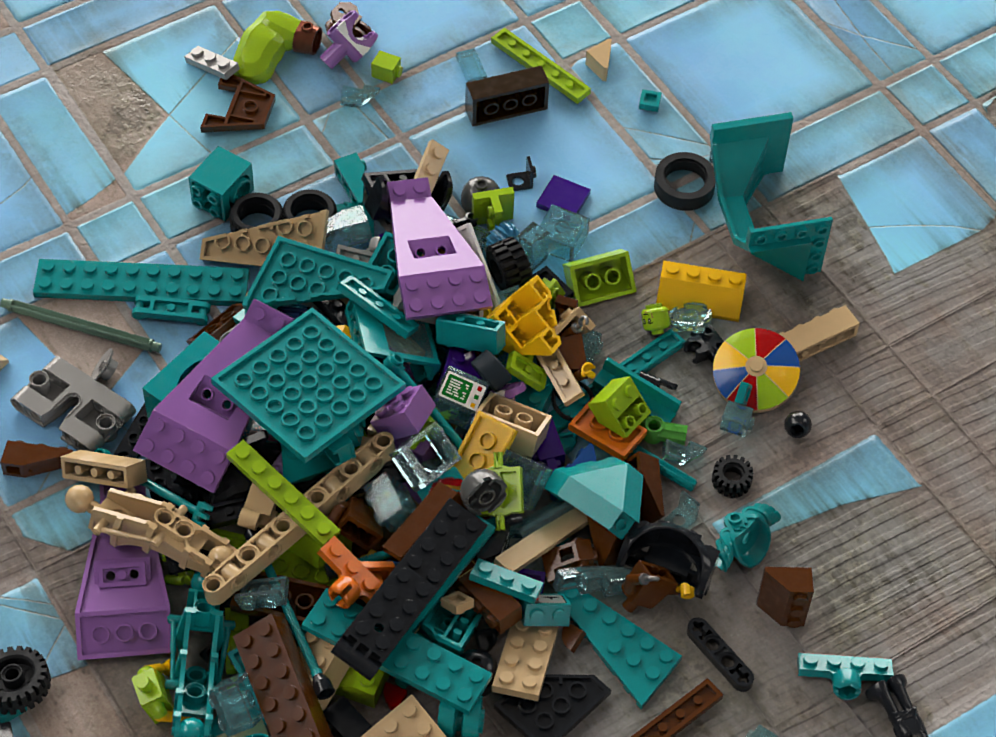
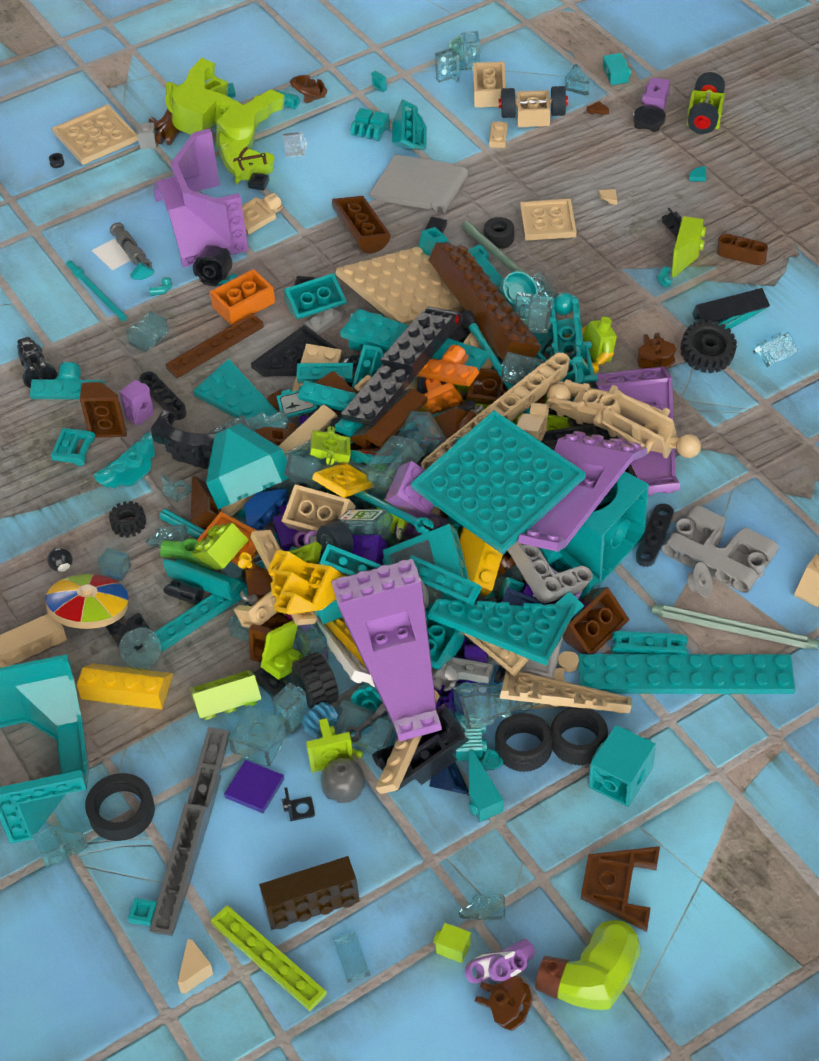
camera: 175 degrees left, 5 degrees down
(29, 459) = (745, 502): reddish brown slope -> none
(84, 675) = (655, 352): none -> reddish brown hinge
(104, 469) = (676, 475): tan brick -> none
(197, 511) = (681, 506): teal hinge -> none
(211, 62) = (663, 937): light grey plate -> none
(282, 493) = (520, 416): lime plate -> none
(482, 491) = (345, 429): dark grey cylinder -> none
(512, 642) = (314, 371): none -> teal plate
(616, 159) = (190, 832): none -> dark grey slope
(649, 585) = (212, 415): reddish brown torso -> none
(655, 318) = (174, 647): lime head -> none
(743, 393) = (104, 570): teal tile -> none
(748, 621) = (137, 402): none -> medium lavender brick
(825, 579) = (67, 444): none -> teal plate

